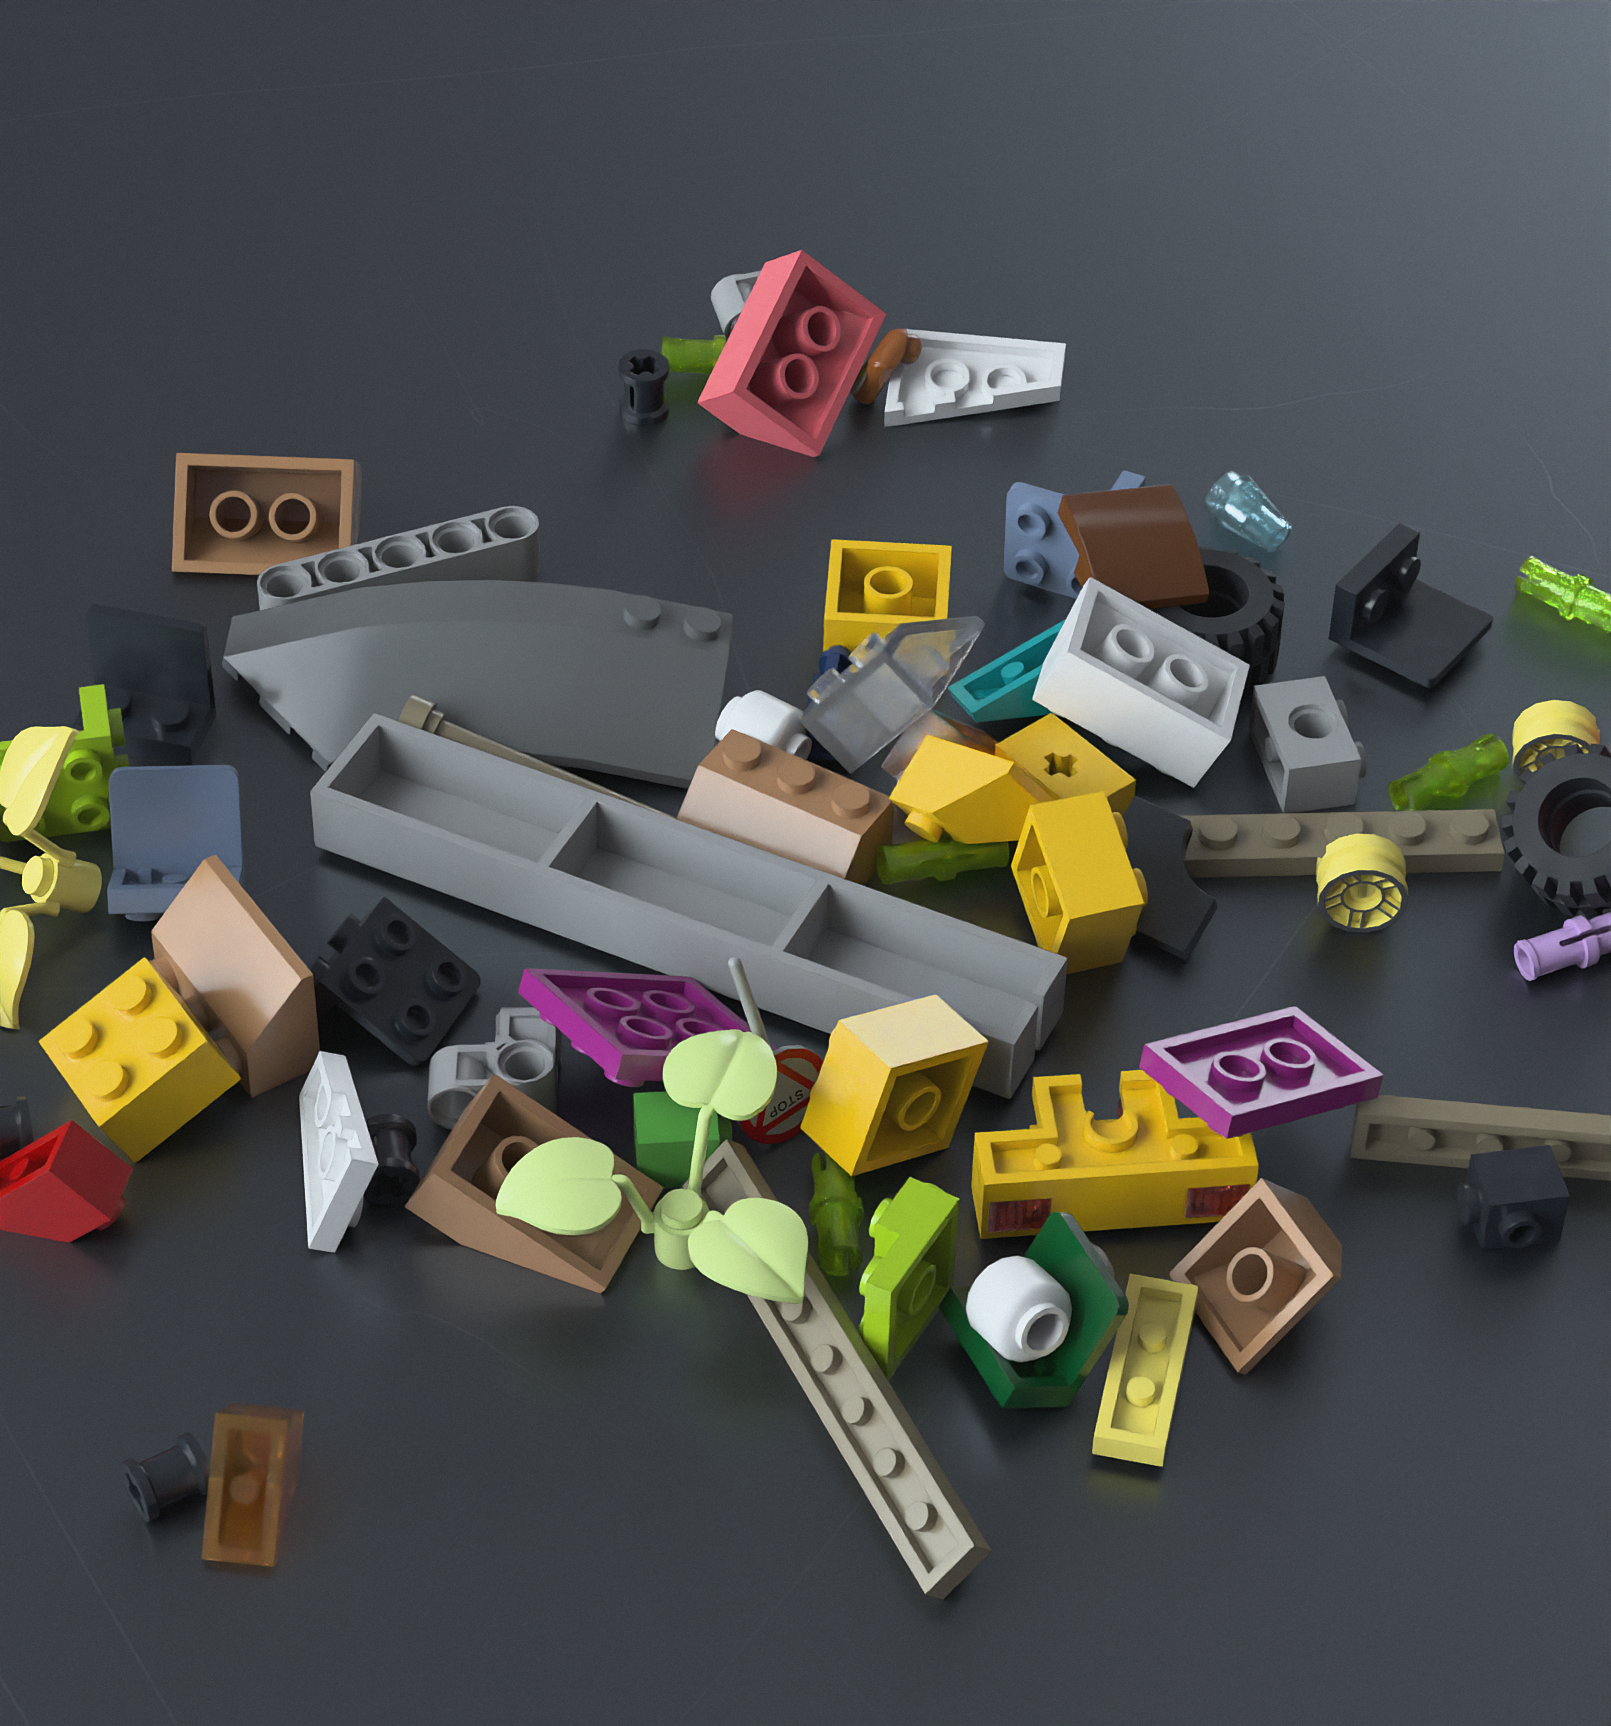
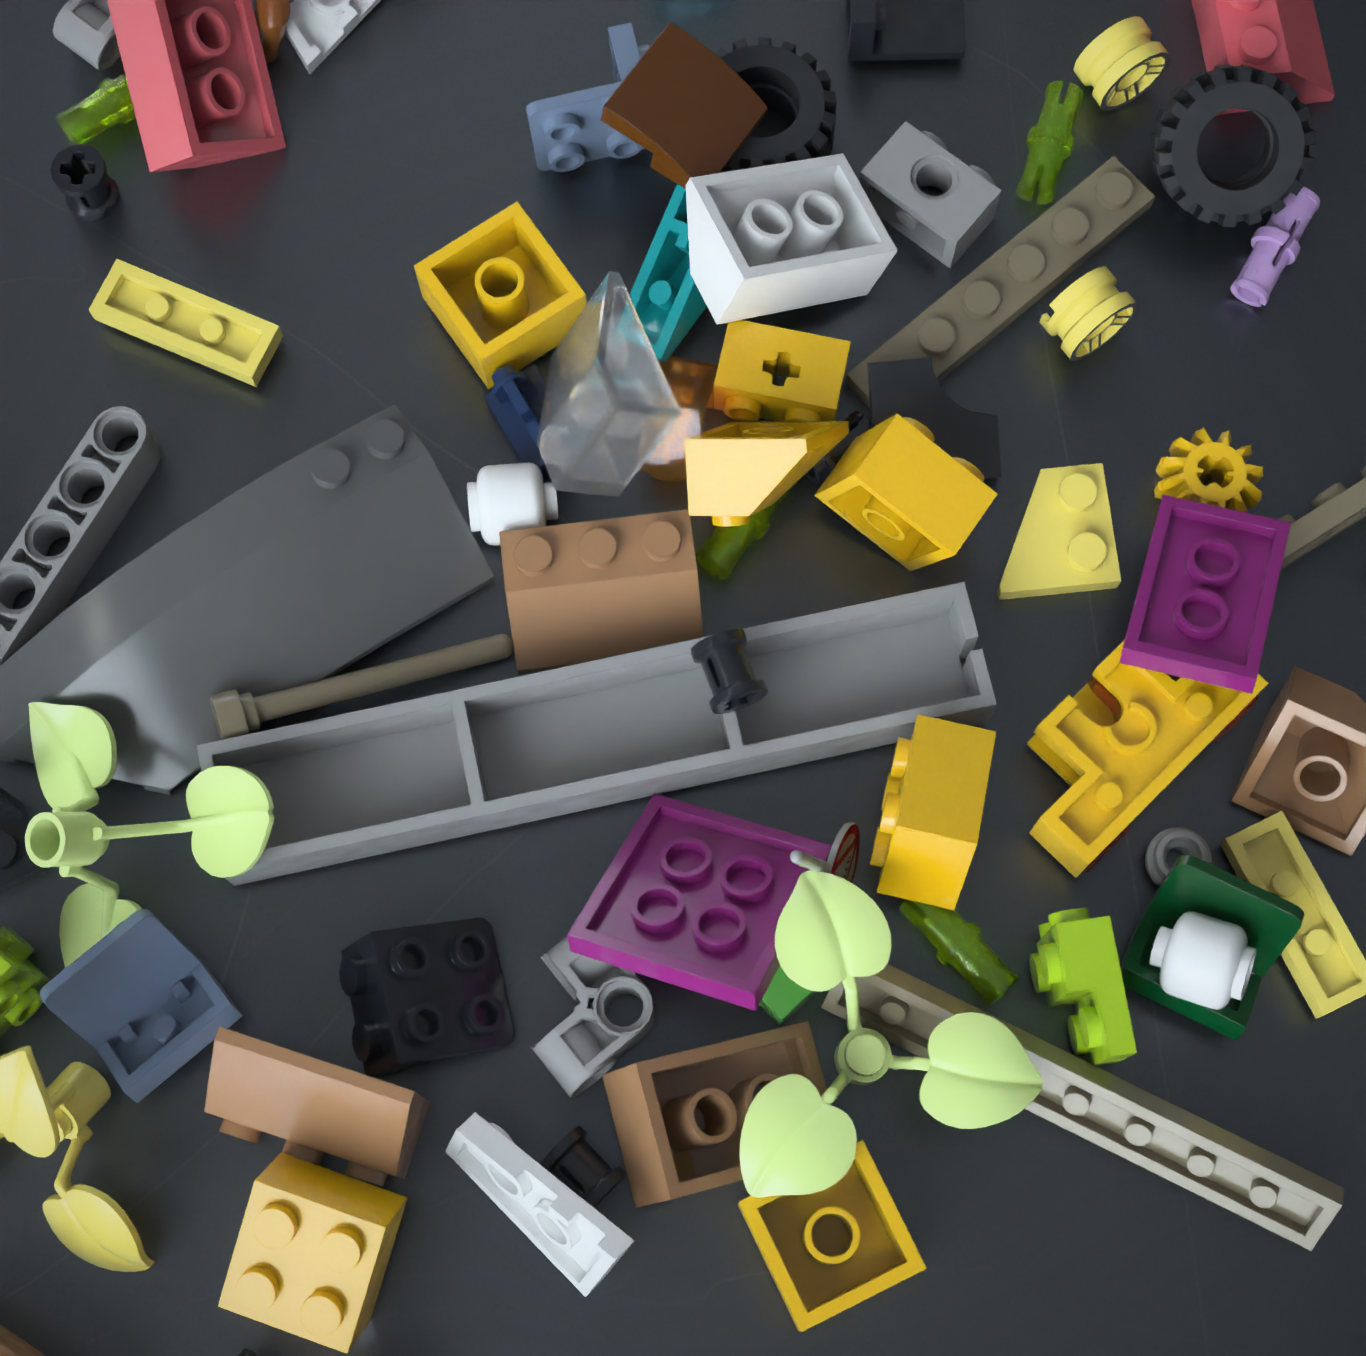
camera: 35 degrees left, 30 degrees up
(279, 678) = (78, 755): none -> yellowish green plant
(533, 1305) = (833, 1243): none -> yellow brick
(633, 506) = (186, 322): none -> light yellow plate
(811, 892) = (728, 671): none -> black bush
(1190, 1006) = (1064, 537): none -> light yellow wing
(1374, 1036) = (1205, 460): none -> yellow gear

